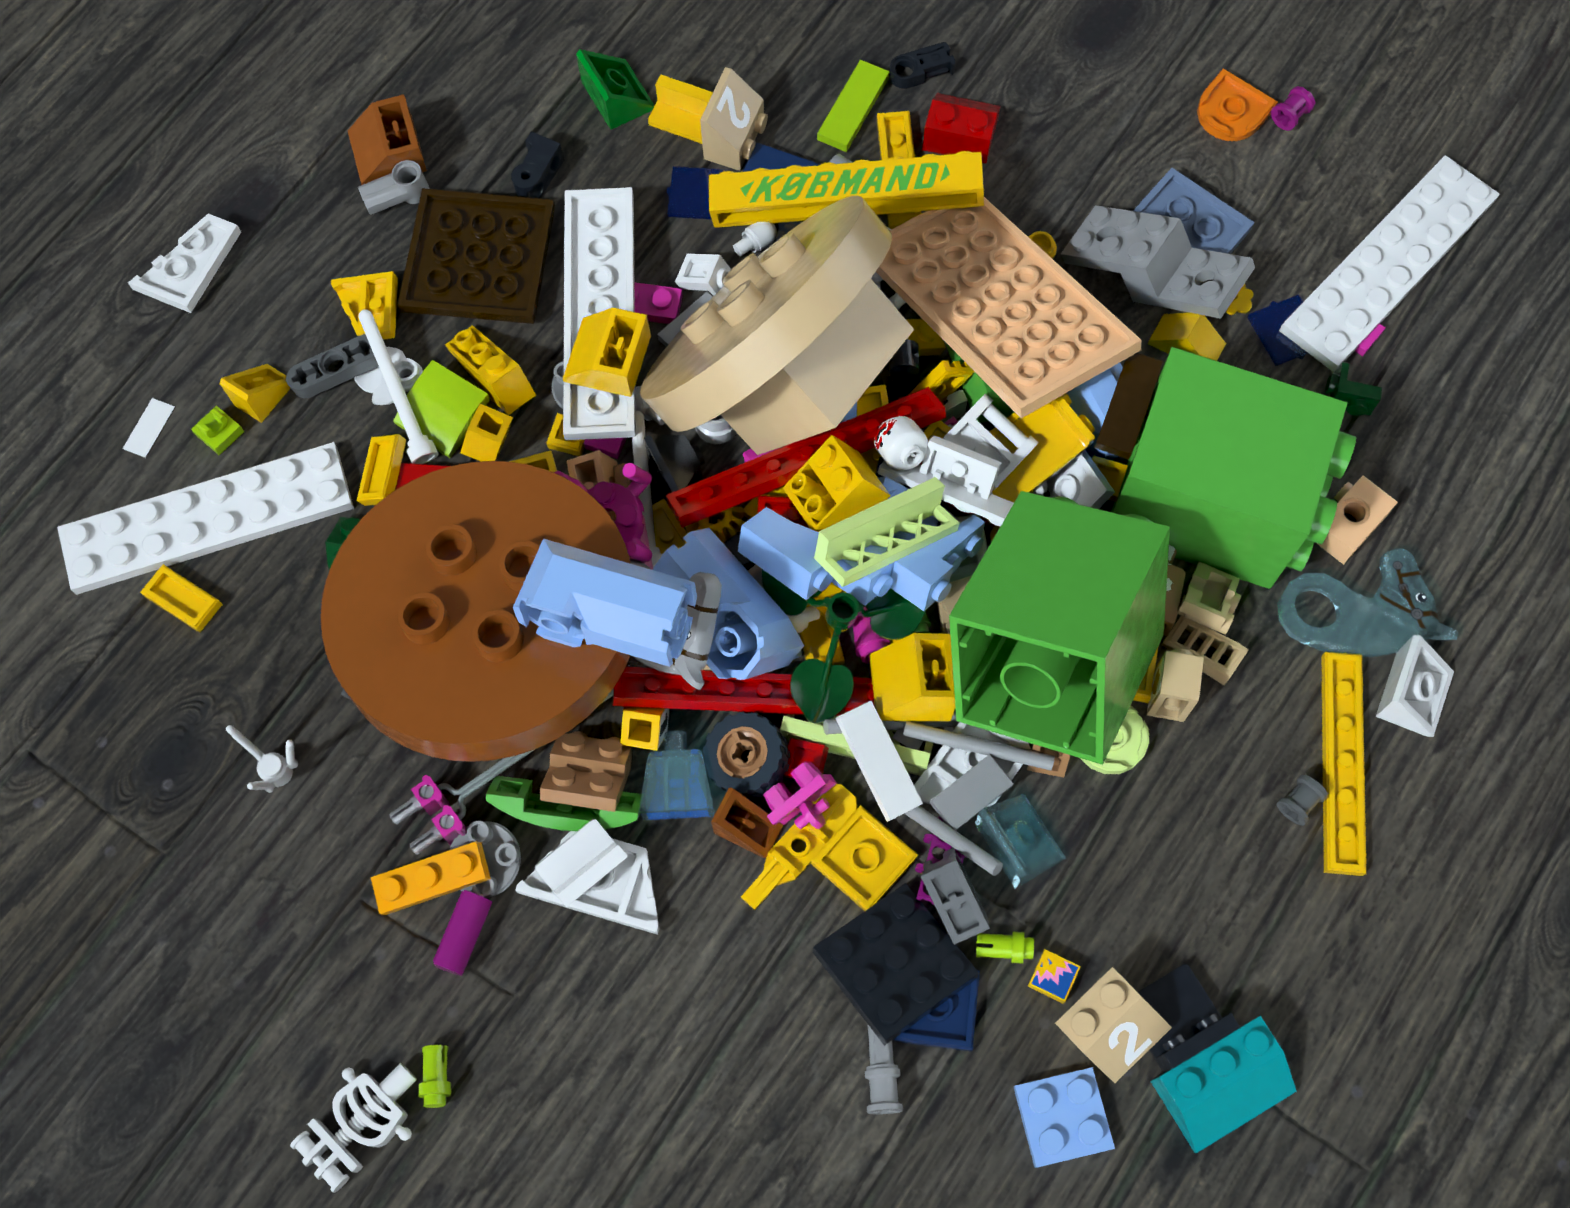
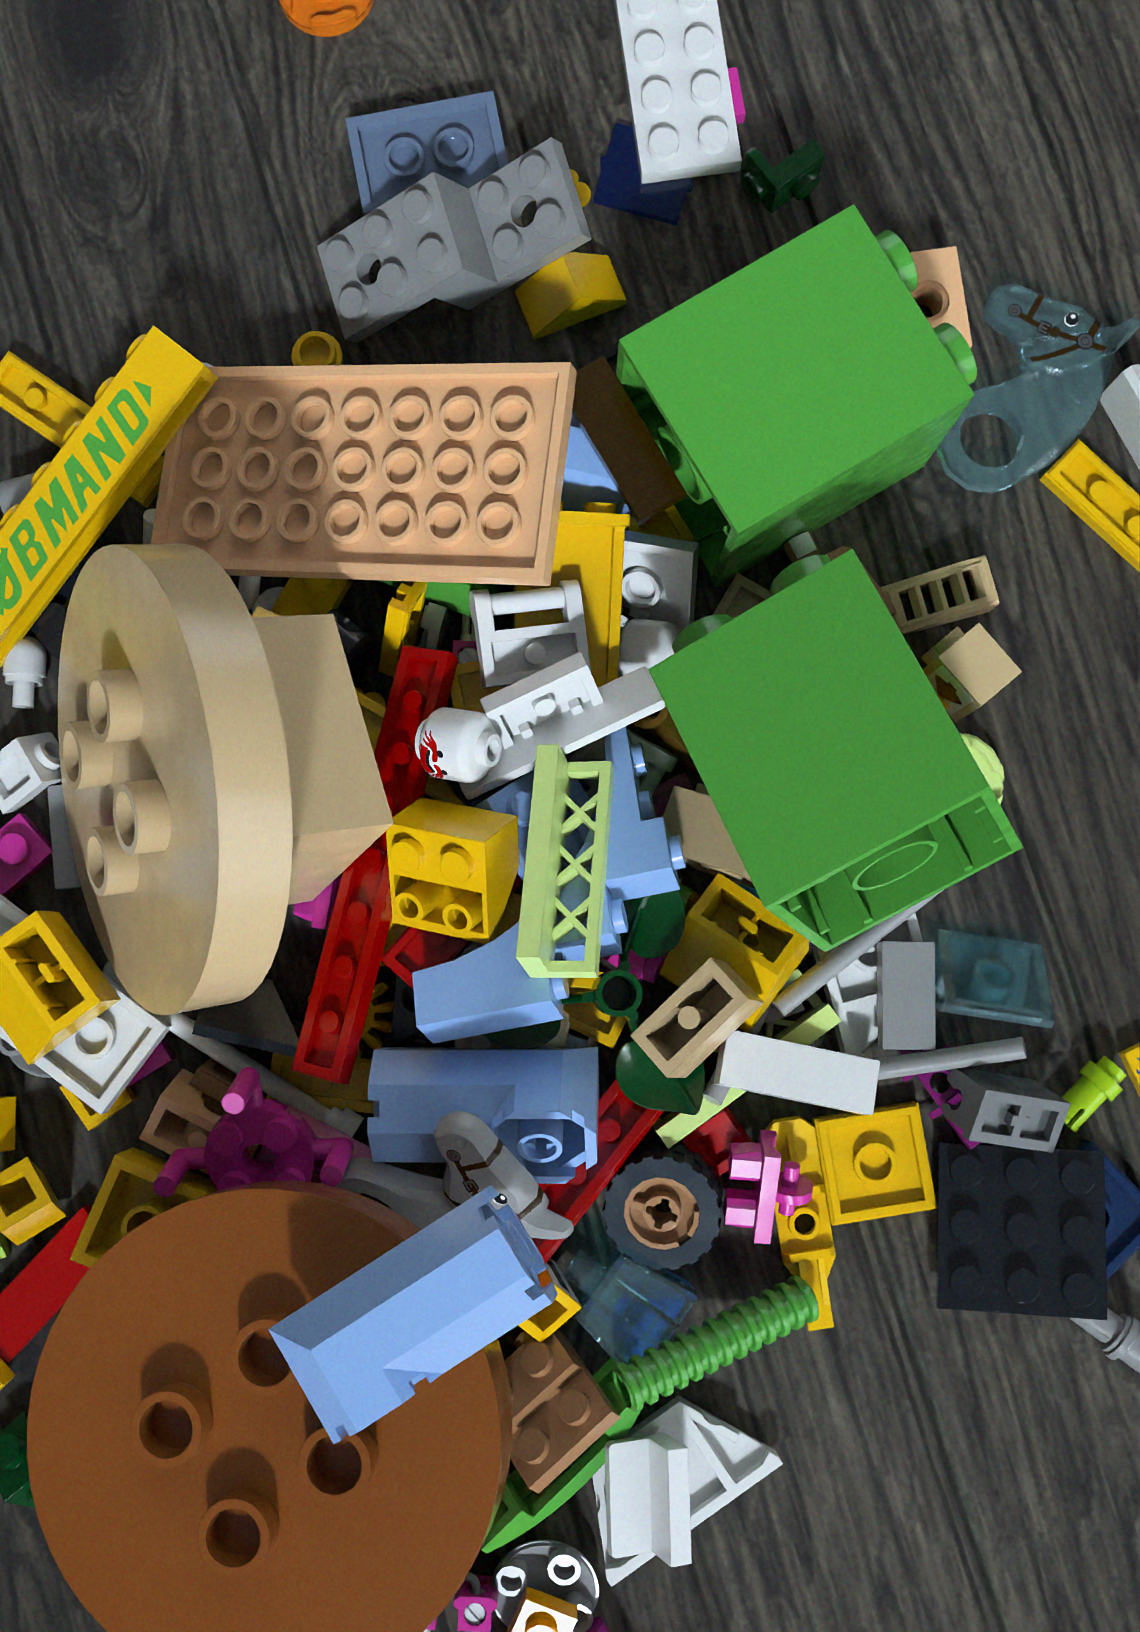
camera: 50 degrees left, 15 degrees up
(696, 835) = (715, 1343): none -> bright green piece
(745, 824) = (738, 1270): dark orange slope -> none
(863, 672) = (696, 1018): none -> tan brick
(960, 126) = (82, 308): red slope -> none
(1210, 598) = (894, 542): tan cylinder -> none

